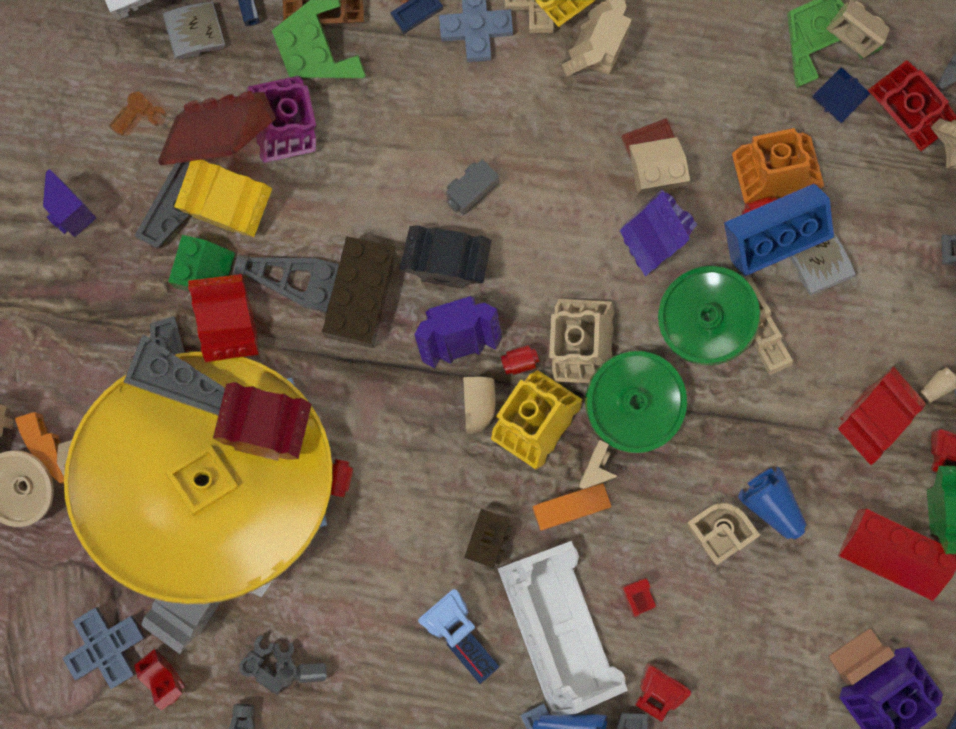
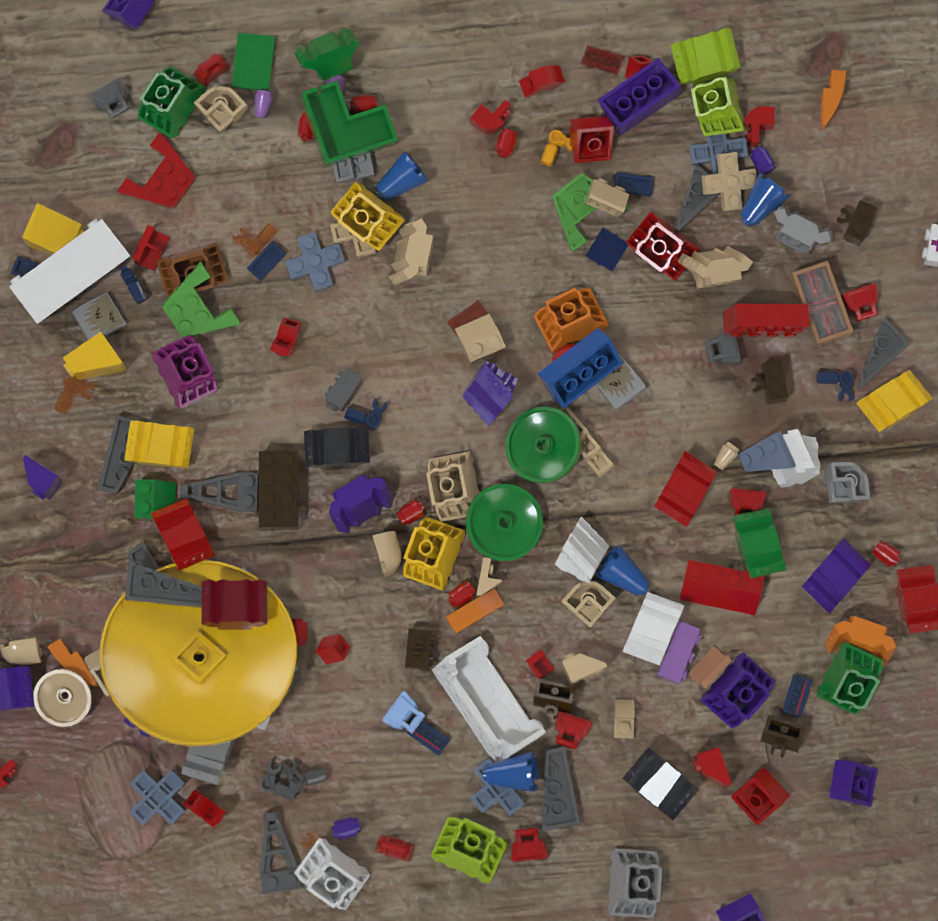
camera: 15 degrees left, 0 degrees up
(170, 74) = (93, 359): none -> yellow slope
(216, 127) = (142, 394): clear red slope -> none
(378, 510) = (333, 649): none -> red panel
(418, 106) = (286, 337): none -> red brick
(498, 234) = (360, 417): none -> dark blue bar
(559, 481) = (461, 594): none -> red brick
(649, 645) = (554, 697): none -> dark brown brick
(693, 616) = (581, 667): none -> tan slope
(729, 465) = (582, 552): none -> white slope
(732, 695) = (624, 719): none -> tan slope
(800, 588) = (653, 628): none -> white slope
(825, 626) = (679, 653): none -> medium lavender brick
(901, 26) = (634, 184): none -> dark blue tile

